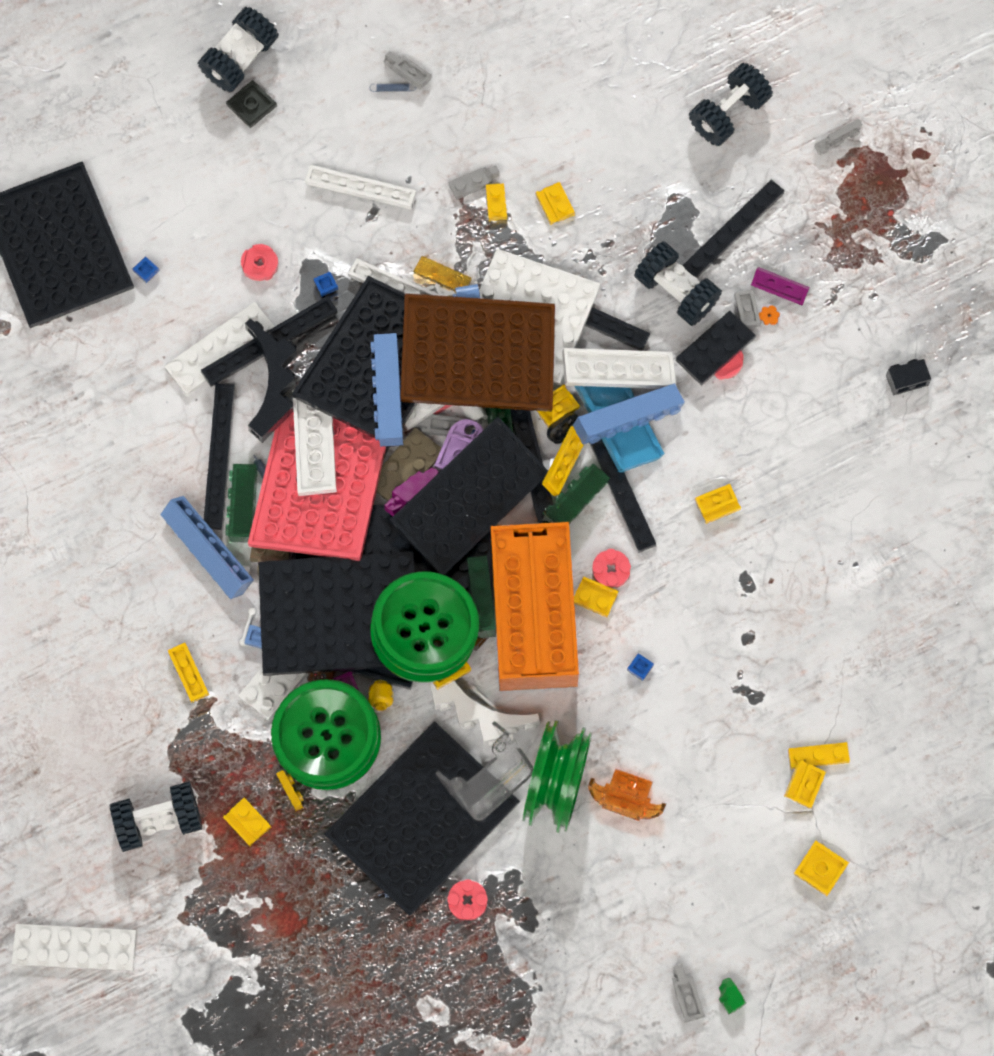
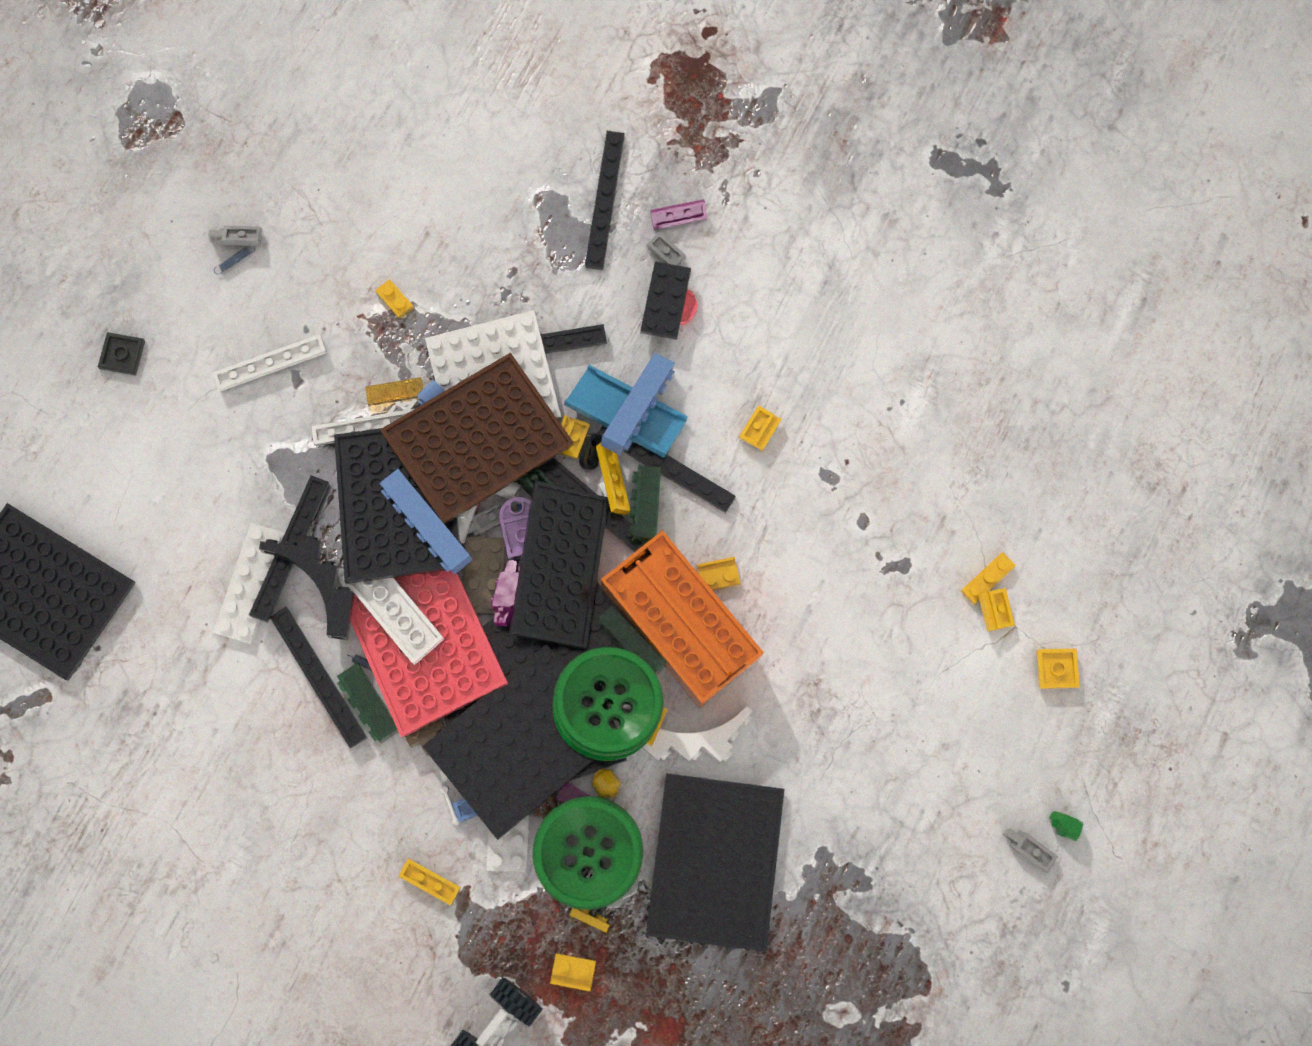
camera: 40 degrees left, 5 degrees up
(145, 269) = (134, 559): blue plate -> none
(206, 547) = (366, 763): medium blue brick -> none
(238, 49) = (75, 313): black plate -> none
(262, 272) = (240, 490): coral plate -> none
(325, 284) = (301, 466): blue plate -> none
(467, 911) = (808, 912): coral plate -> none
(473, 181) = (362, 294): light grey hinge -> none
(473, 689) = (677, 722): white hinge -> none
(494, 781) = (752, 790): clear windscreen -> none
(555, 203) = (444, 267): yellow plate -> none
(557, 776) = (809, 750): green wheel -> none
(618, 368) = (600, 371): white plate -> none
(621, 564) = (722, 534): coral plate -> none
(626, 796) = (866, 721): clear orange plate -> none
(640, 667) = (797, 606): blue plate -> none
(662, 268) = (597, 266): black plate -> none
(747, 86) = (533, 65): black plate -> none
(770, 311) = (687, 240): orange plant -> none
(837, 137) = (635, 61): light grey hinge -> none
(908, 376) = (833, 220): black brick -> none

